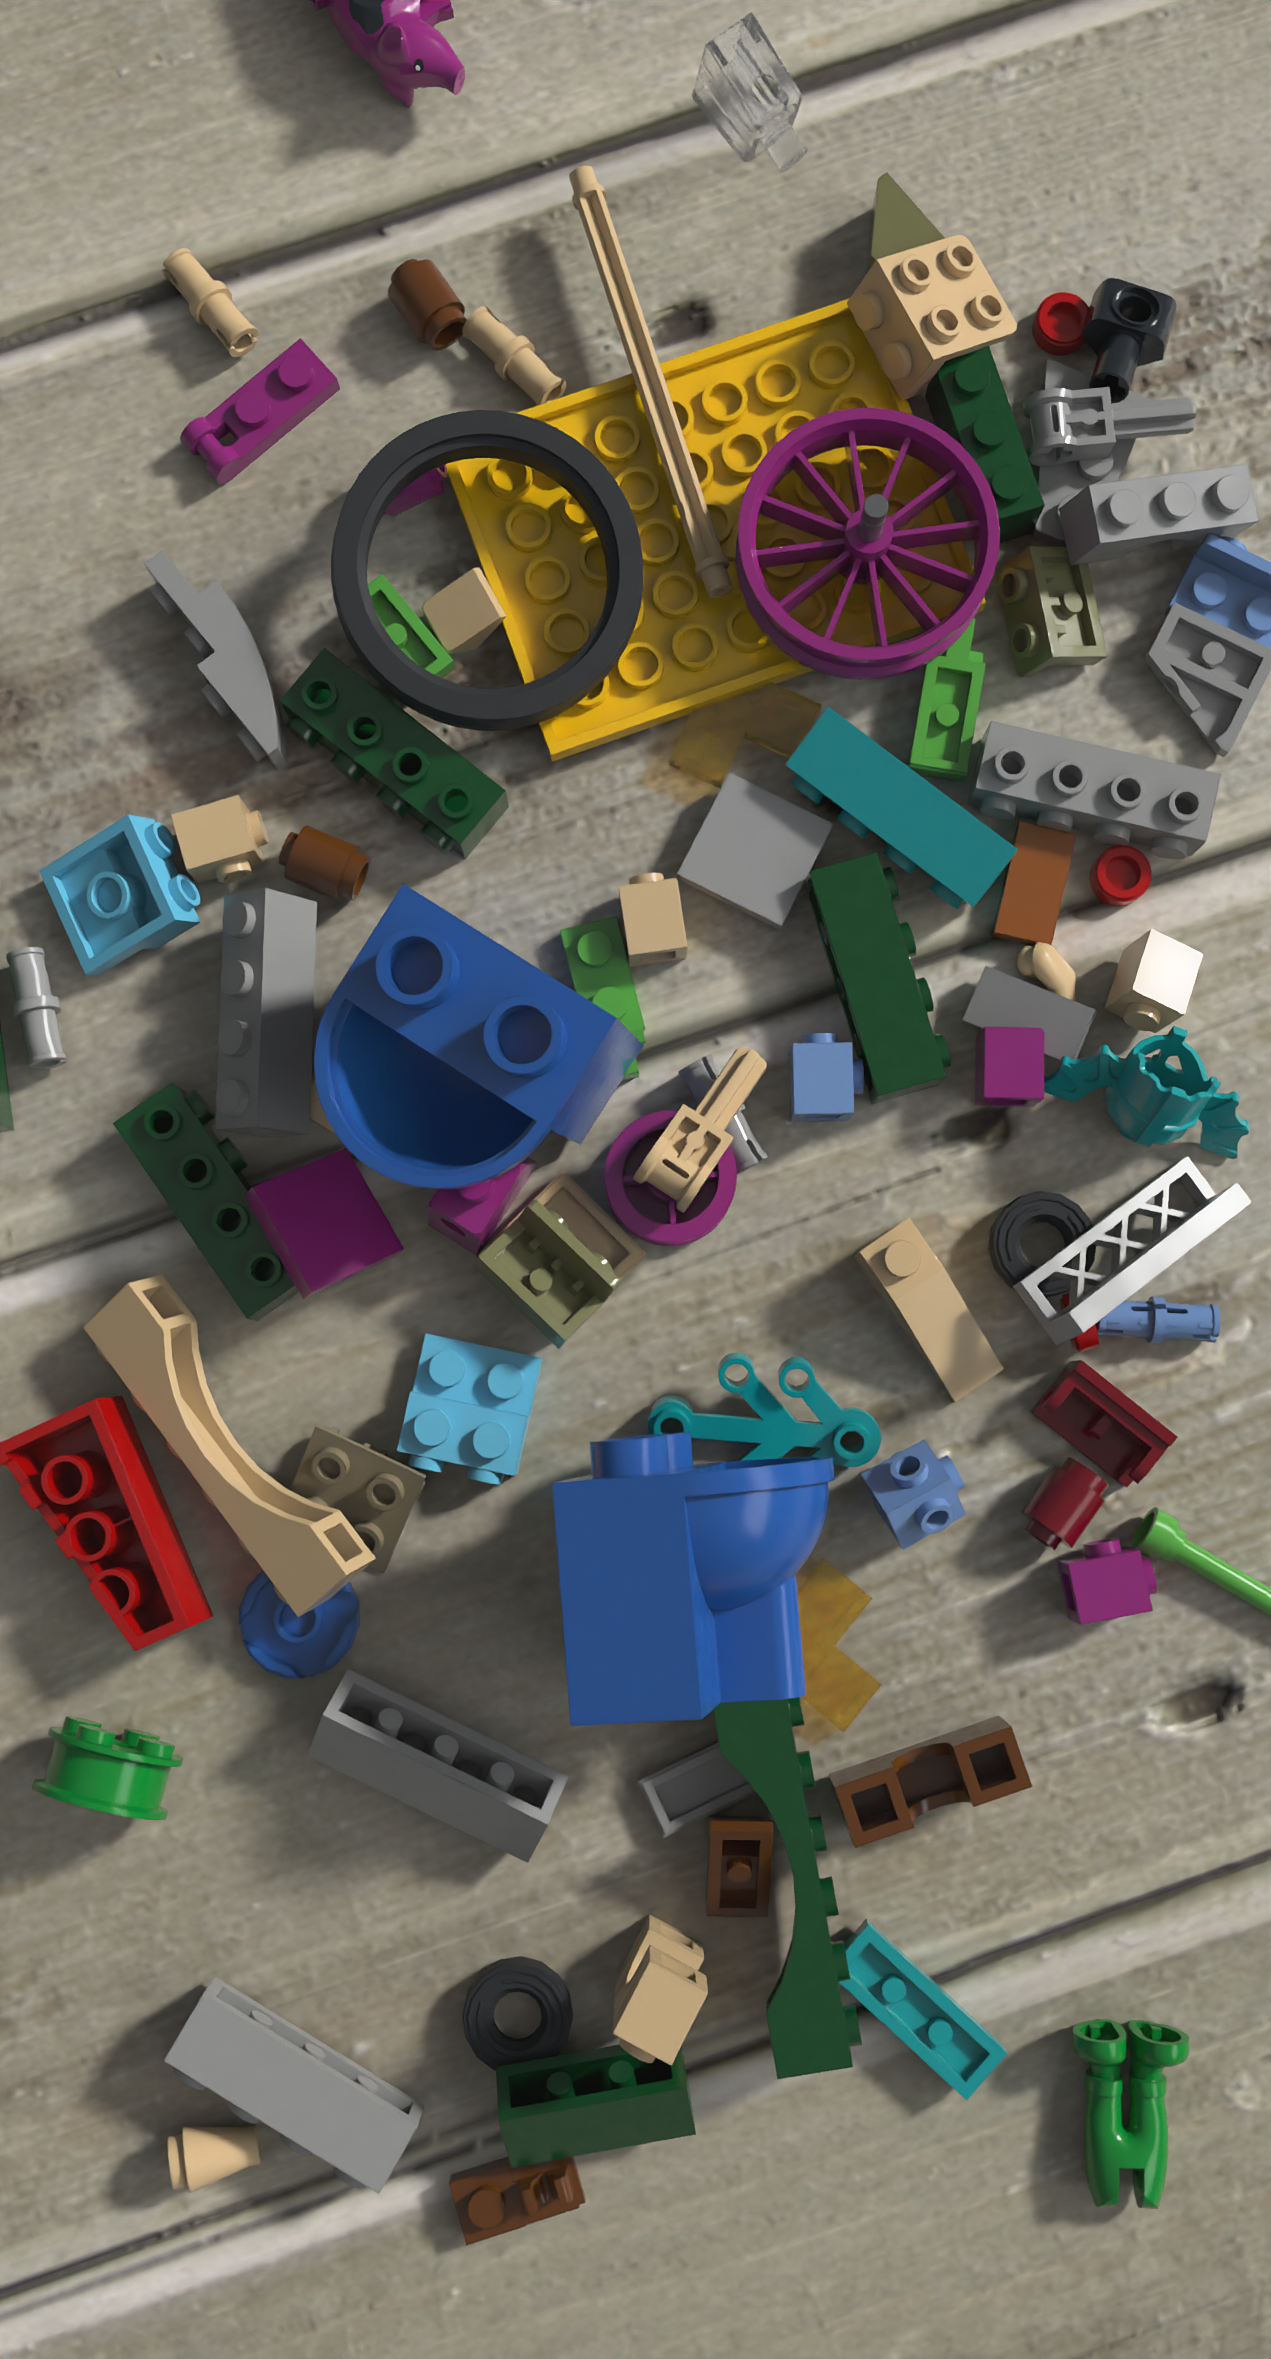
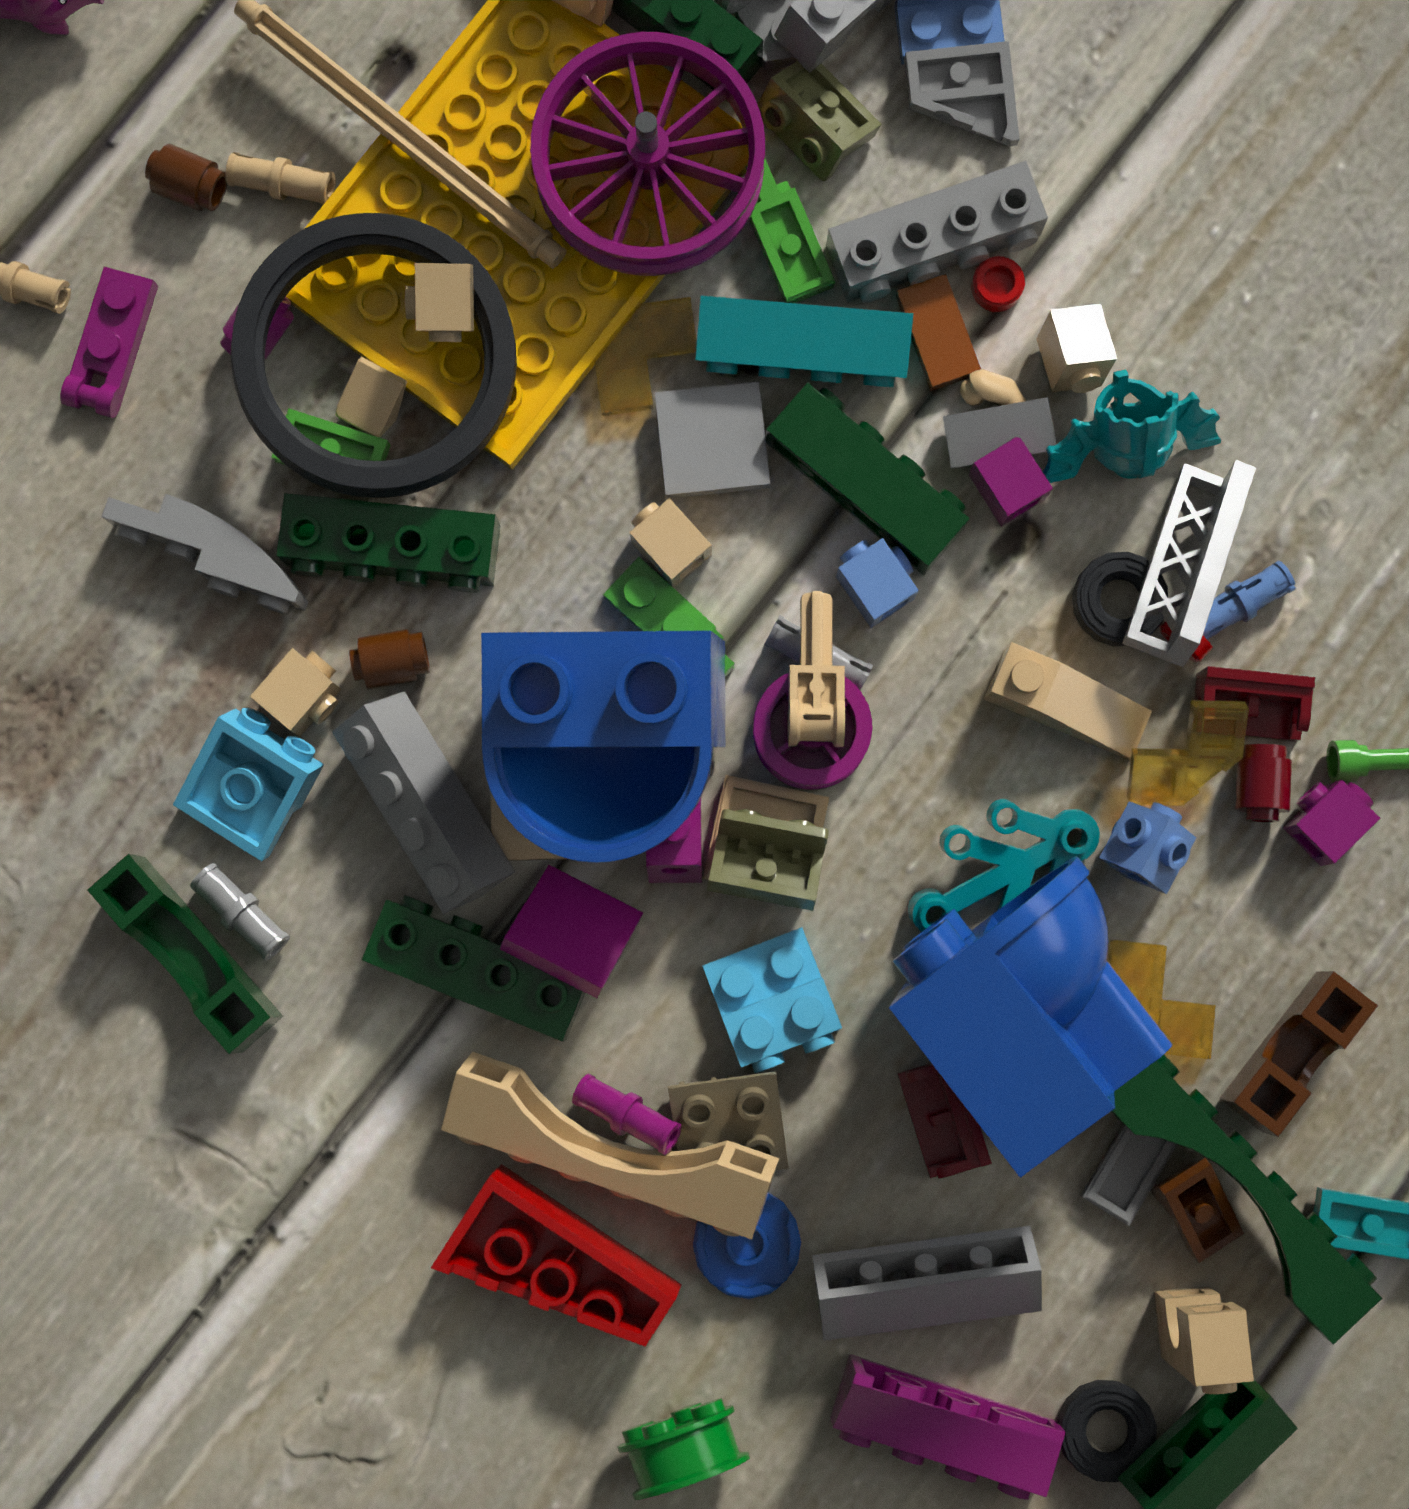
camera: 30 degrees left, 0 degrees up
(264, 1425) = (626, 1114): none -> magenta pin
(369, 1912) = (946, 1426): none -> magenta wedge
(540, 1642) = (943, 1126): none -> dark red hinge
(580, 556) = (441, 300): none -> tan brick
(1037, 1438) = (1212, 745): none -> clear yellow tile

